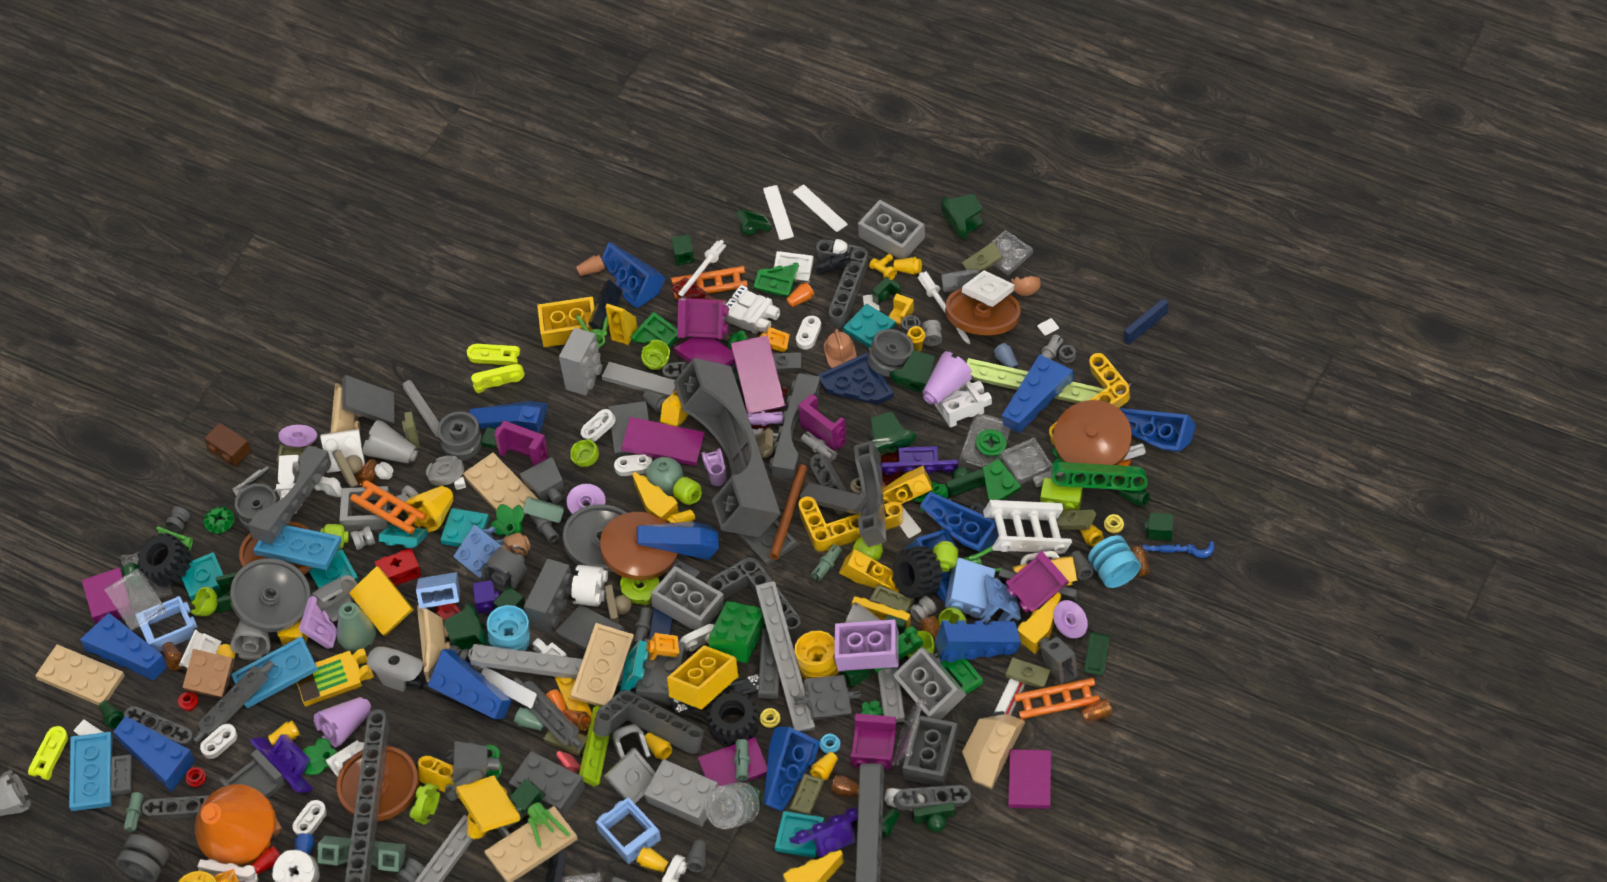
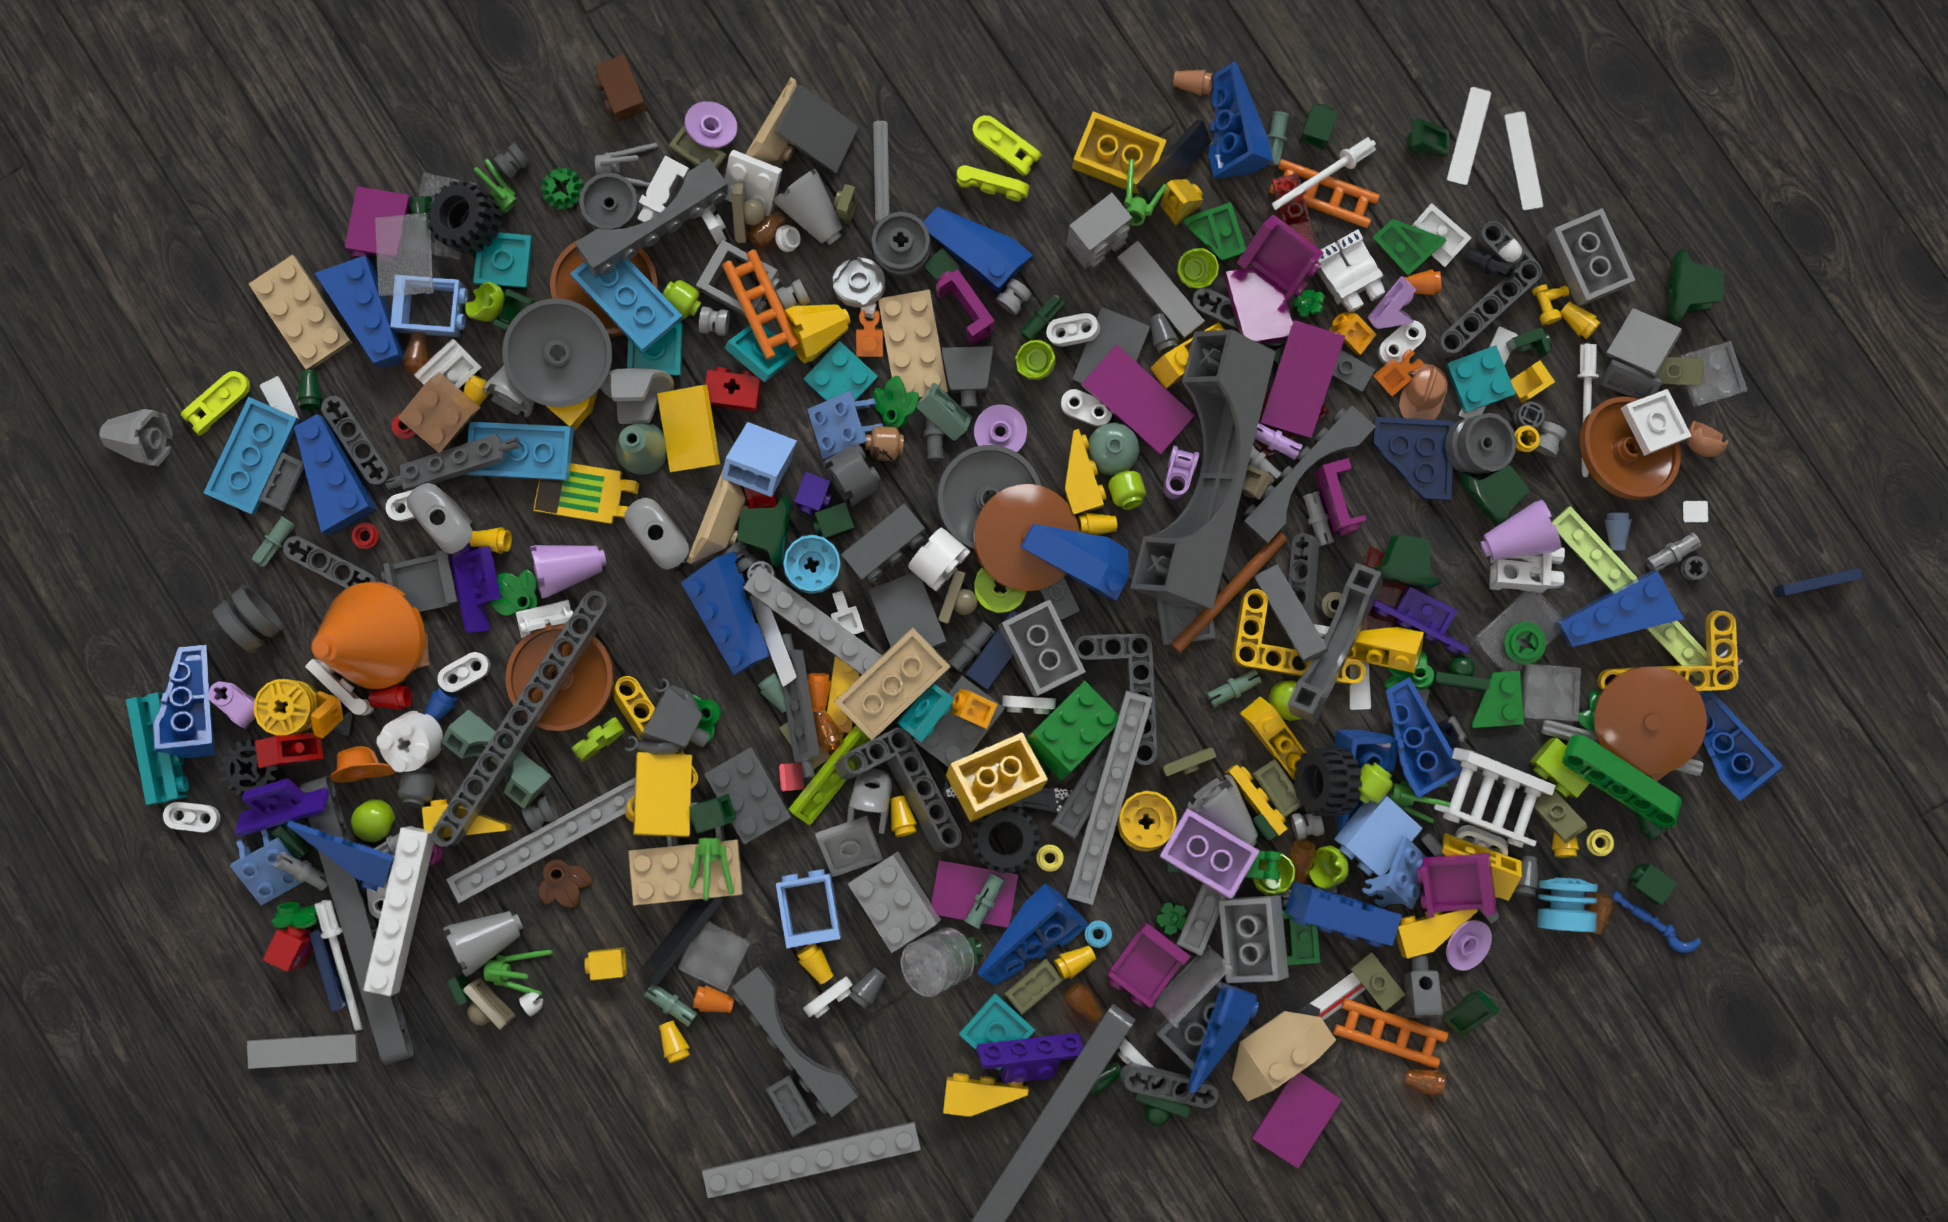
camera: 25 degrees right, 30 degrees up
(243, 743) = (454, 531): none -> light grey piece
(317, 624) = (598, 418): lavender wing -> none
(470, 497) = (869, 340): none -> orange plate
(549, 427) = (1013, 296): none -> light grey wheel
(574, 431) = (1042, 317): none -> dark green axle
(661, 267) = (1277, 135): none -> sand green axle
(788, 315) = (1389, 311): none -> lavender slope
(814, 347) = (1395, 375): none -> orange plate
(824, 615) = (1188, 763): none -> olive plate
(827, 697) = (1128, 878): dark grey plate -> none
(940, 727) = (1226, 1022): none -> blue wedge
(954, 255) = (1644, 342): none -> light grey tile

